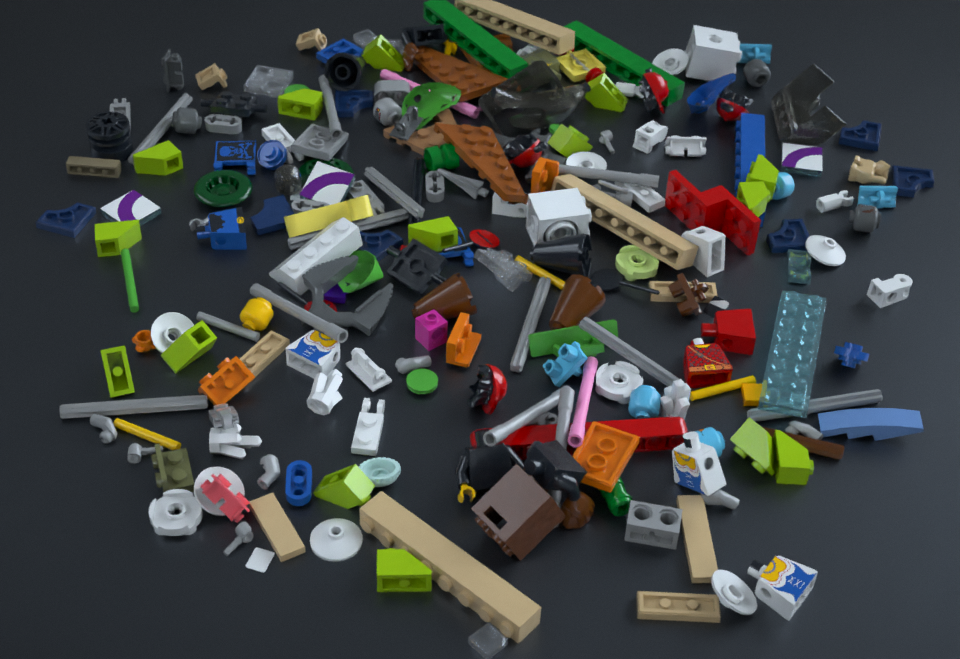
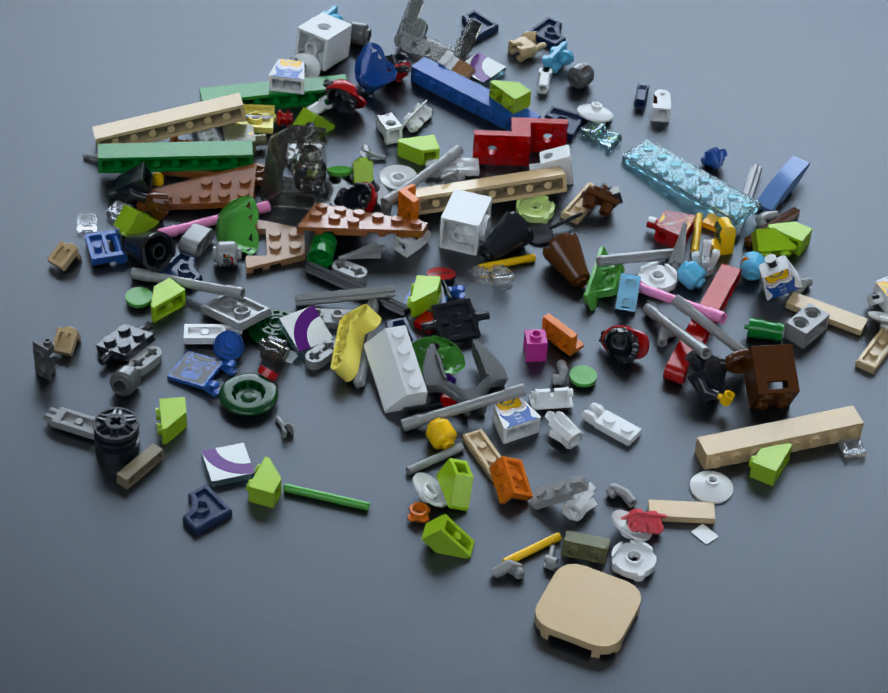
camera: 60 degrees left, 0 degrees up
(77, 502) = (587, 609): none -> tan tile
(133, 406) = (494, 546): light grey axle -> none
(161, 127) = (114, 400): light grey axle -> none
(225, 230) = (313, 412): blue torso -> none
(244, 534) = (679, 530): light grey hand -> none
(258, 188) = (268, 373): none -> red tile
(268, 81) = (106, 306): clear plate -> none
(272, 215) = (310, 378): dark blue tile -> none
(298, 483) = (647, 482): blue plate -> none
(345, 487) = (670, 459): lime slope -> none
(381, 470) = (667, 434): light aqua hat -> none
(407, 124) = (259, 249): dark grey hinge -> none
(447, 299) = (512, 318): reddish brown cone -> none
(530, 324) = (560, 293): light grey axle -> none
(559, 471) = (742, 337): black torso -> none
(605, 455) = (743, 317): orange tile -> none
(637, 51) = (287, 76): none -> white torso
(641, 161) = (418, 149): none -> lime slope
(665, 380) = (678, 255): none -> light grey piece
(725, 404) = (724, 236): none -> yellow leg
(732, 331) = (649, 198): red torso -> none
(754, 196) = (531, 108): lime slope -> none
(776, 138) = (455, 64): none -> leg
(889, 271) = (641, 95): none -> dark blue bar

